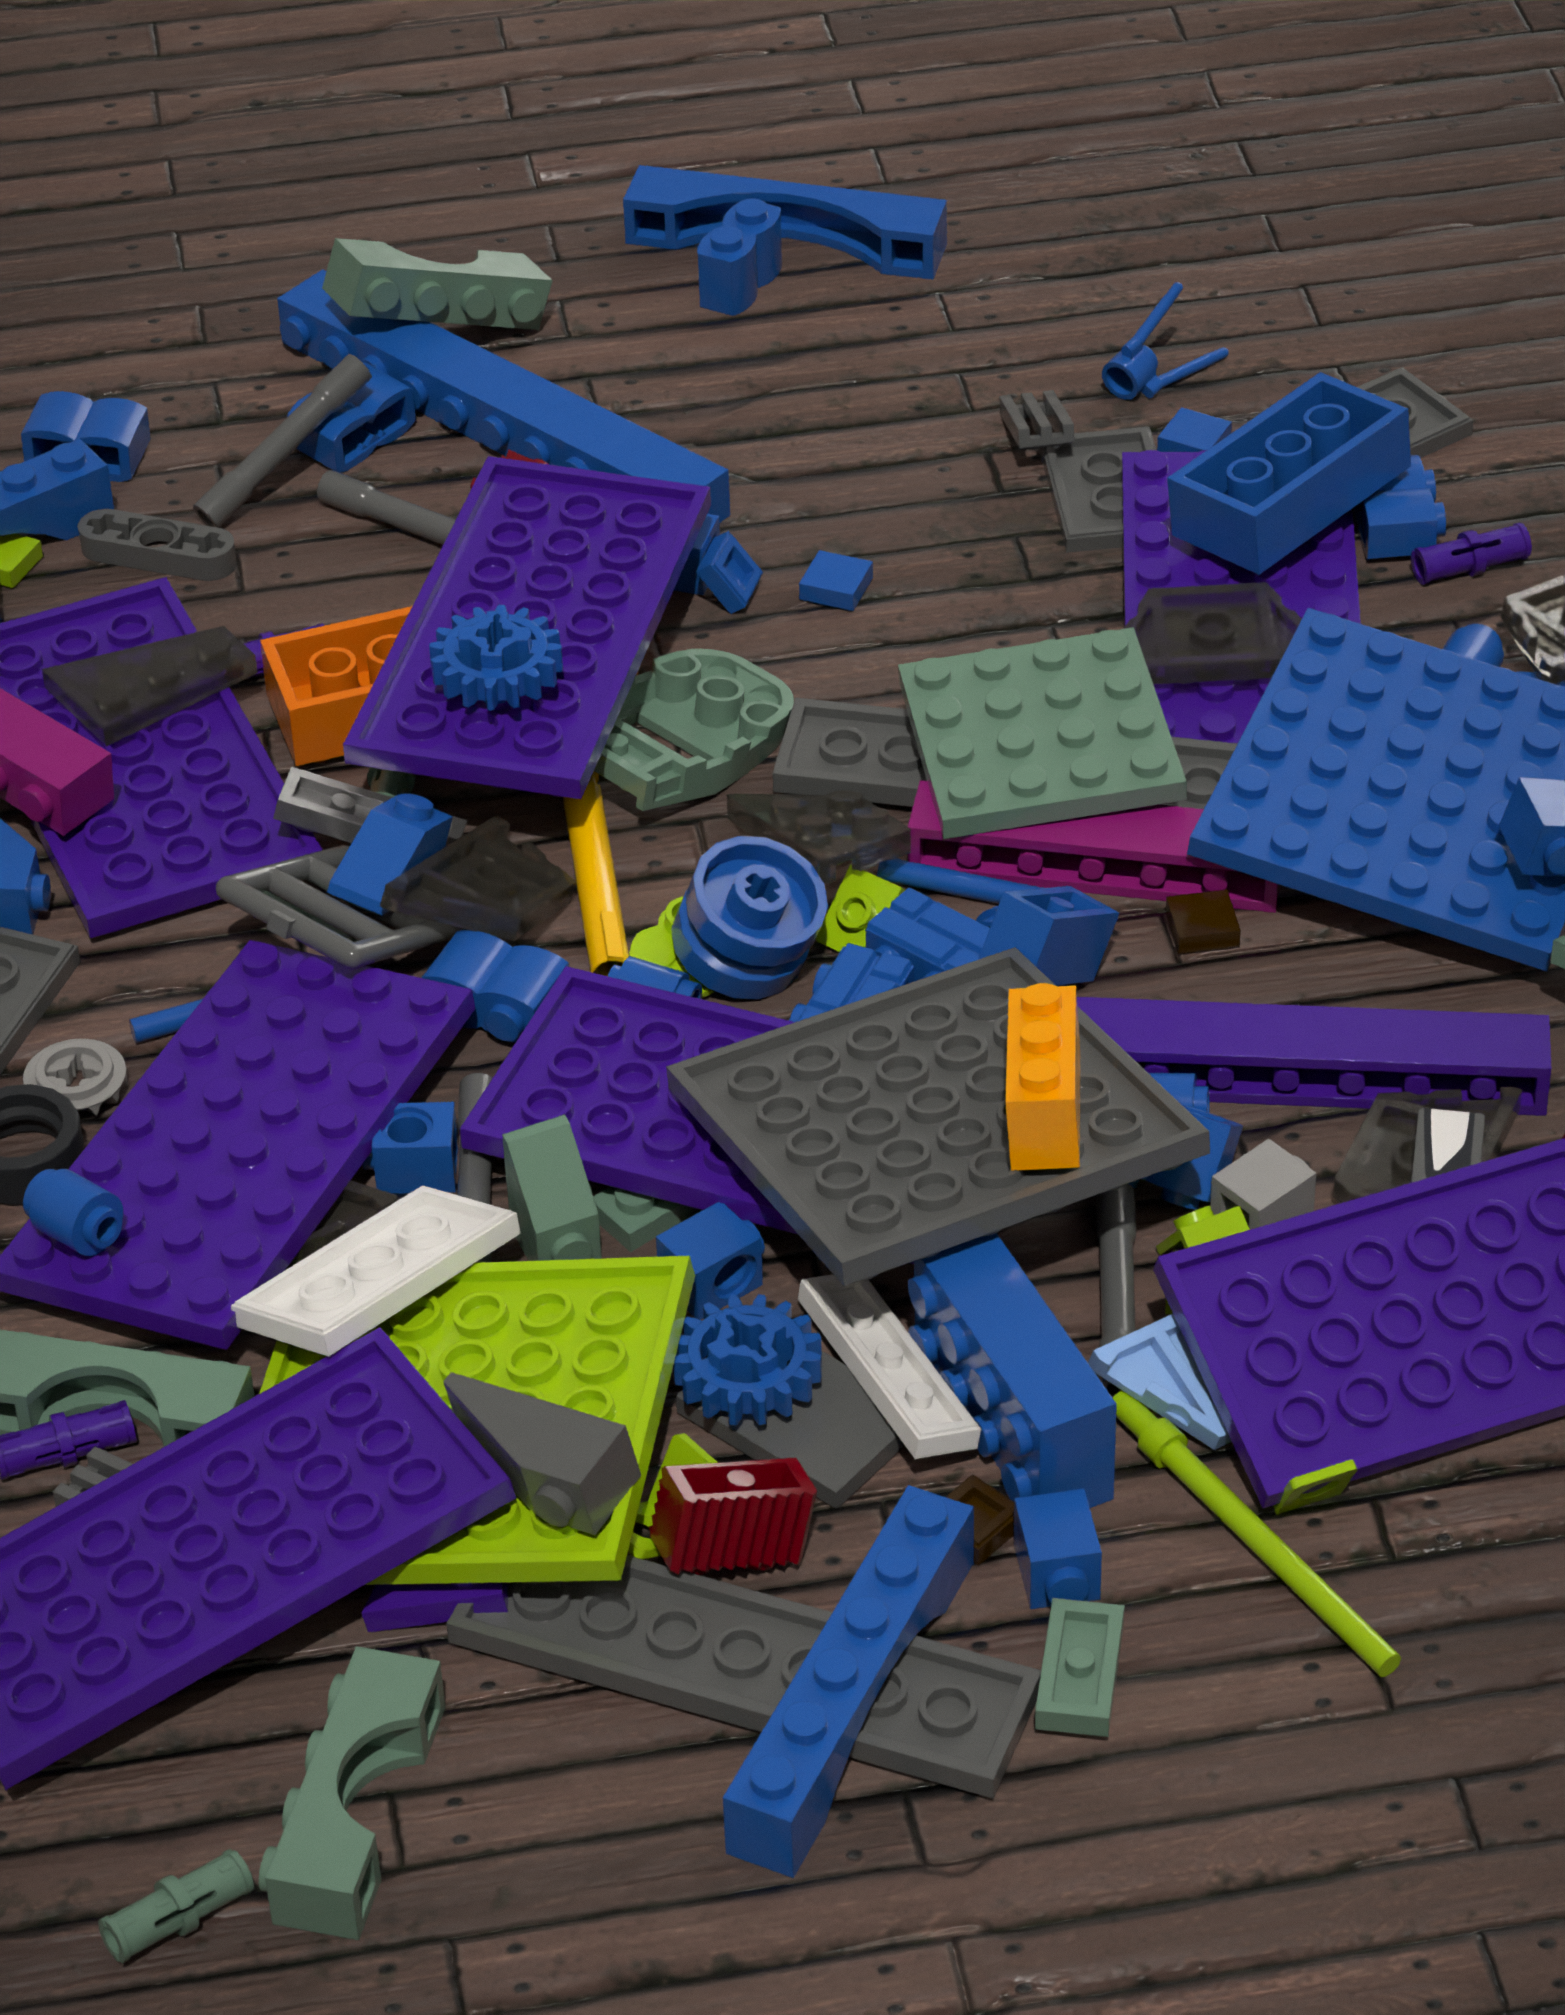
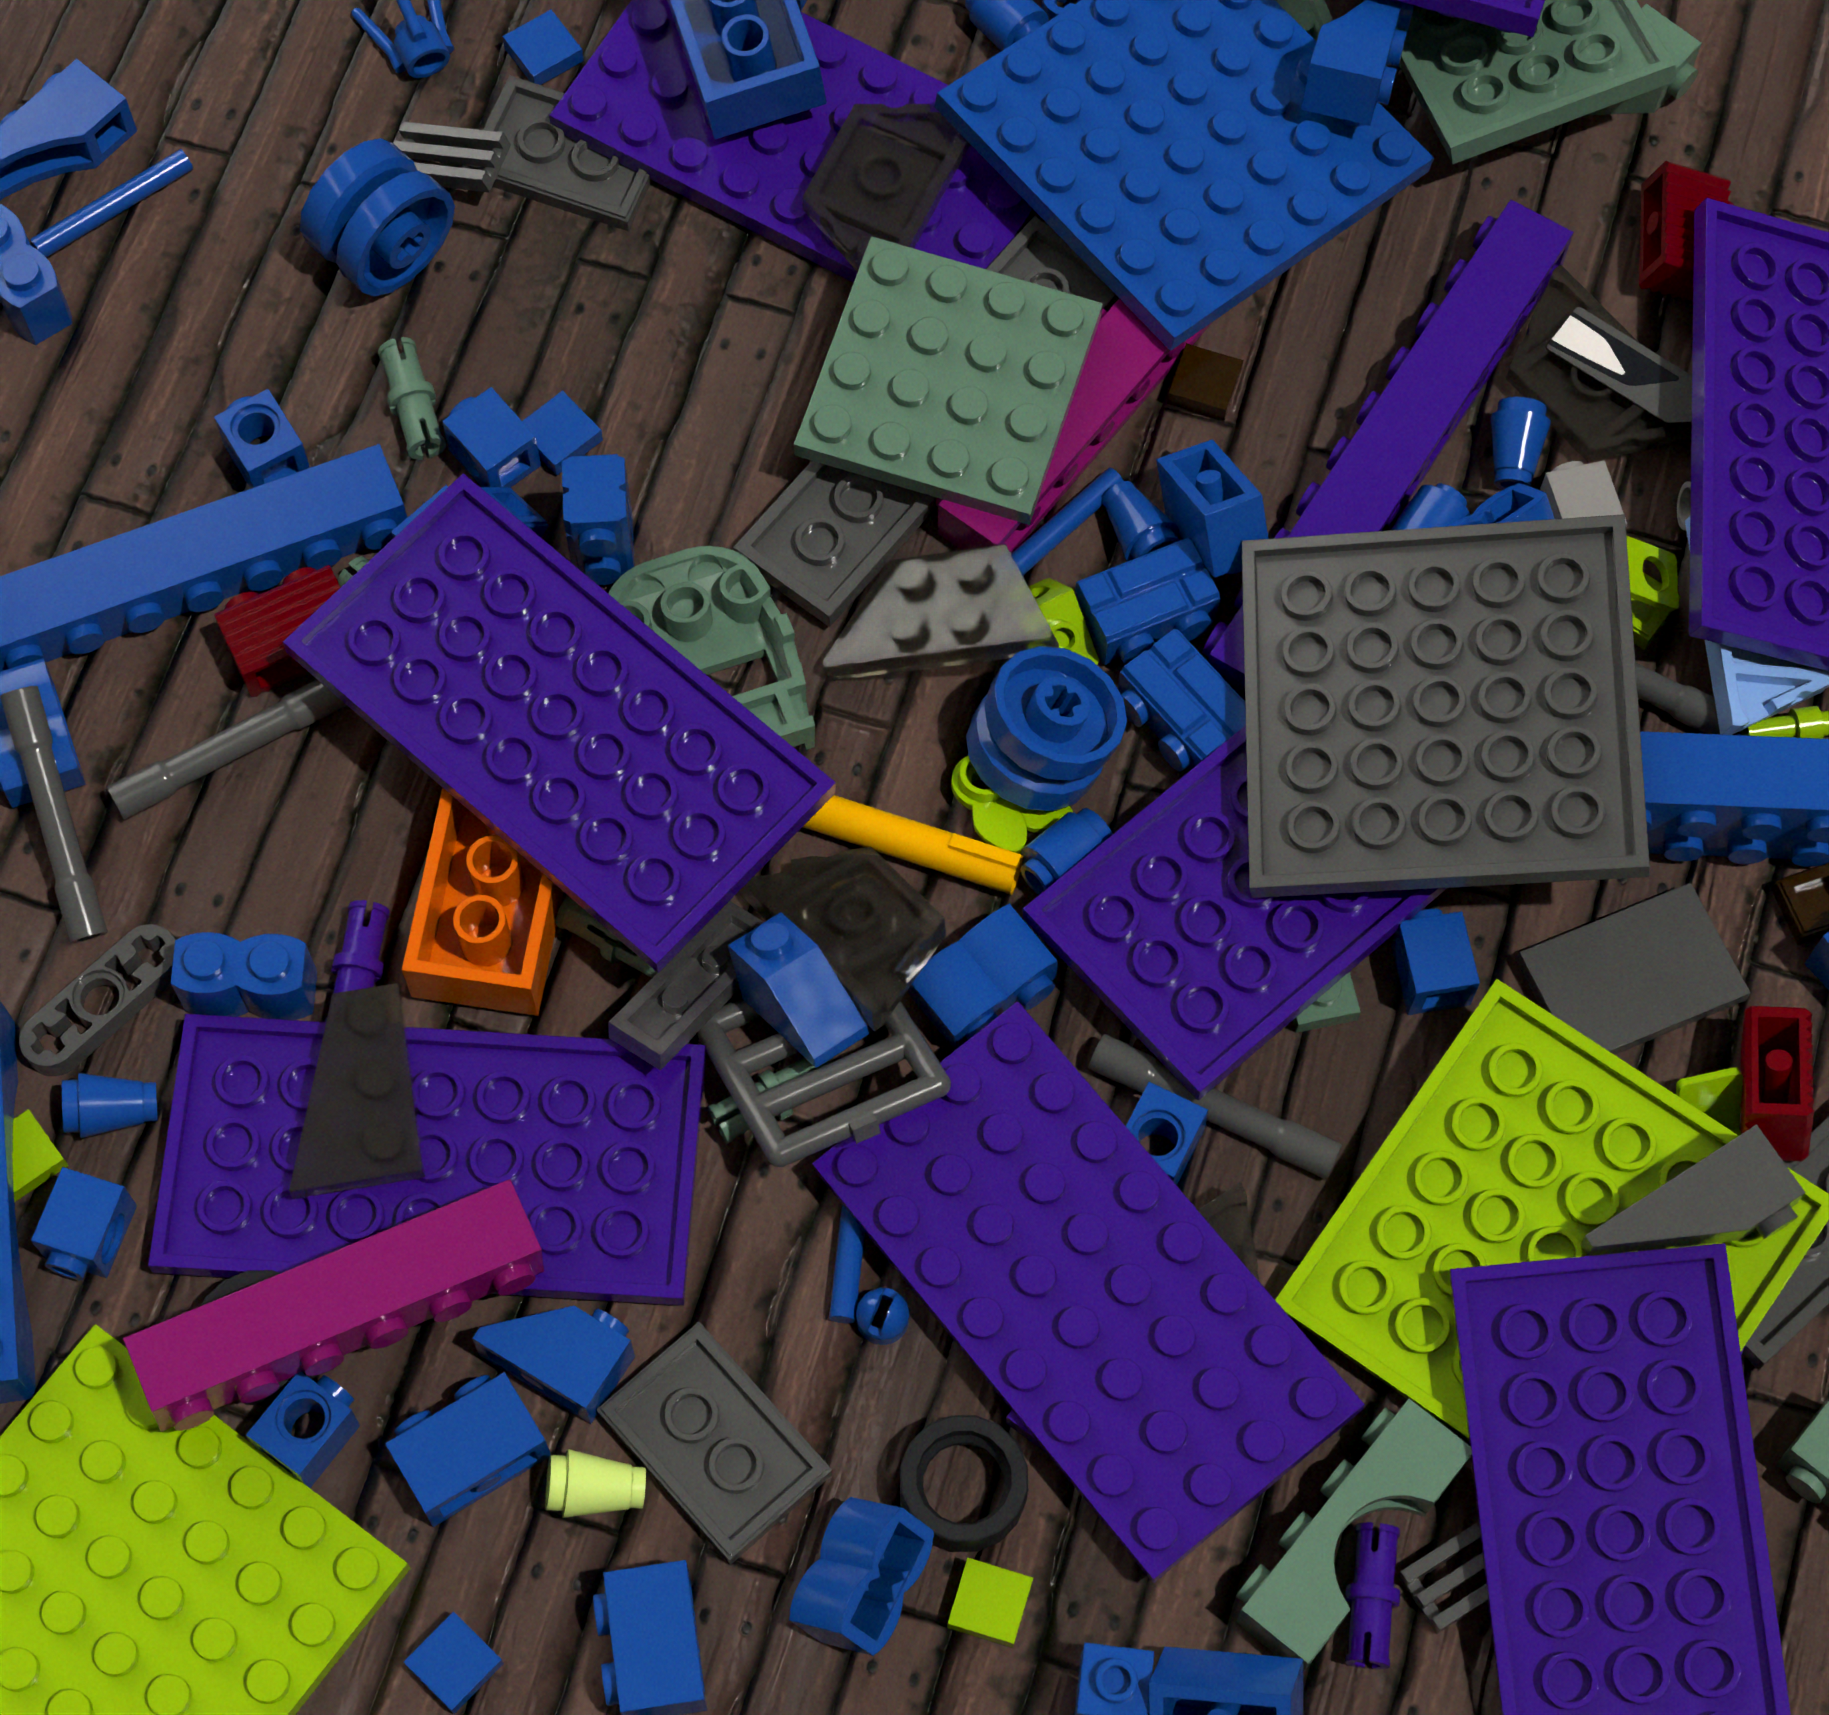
camera: 65 degrees left, 25 degrees up
(64, 568) = (106, 1104): none -> blue cone
(73, 1210) = (1171, 1472): blue brick -> none
(100, 1065) = (876, 1368): light grey gear -> none
(144, 1046) = (895, 1321): none -> blue hinge
(215, 586) = (259, 975): none -> blue brick
(375, 1270) = (1347, 1242): white tile -> none
(496, 657) = (650, 799): blue gear -> none
(550, 1193) = (1322, 1059): sand green slope -> none
(696, 421) = (258, 417): none -> blue brick
(748, 1359) = (1615, 969): blue gear -> none
(752, 600) = (598, 516): none -> blue brick
(789, 538) = (491, 441): none -> blue brick
(800, 491) = (411, 398): none -> sand green pin
(852, 287) = (112, 203): none -> blue bar
(889, 1366) = (1677, 886): white tile -> none
(932, 388) = (377, 217): none -> blue wheel
(1043, 1077) = (1516, 603): light orange brick -> none
(1312, 1130) = (1517, 439): none -> blue cone

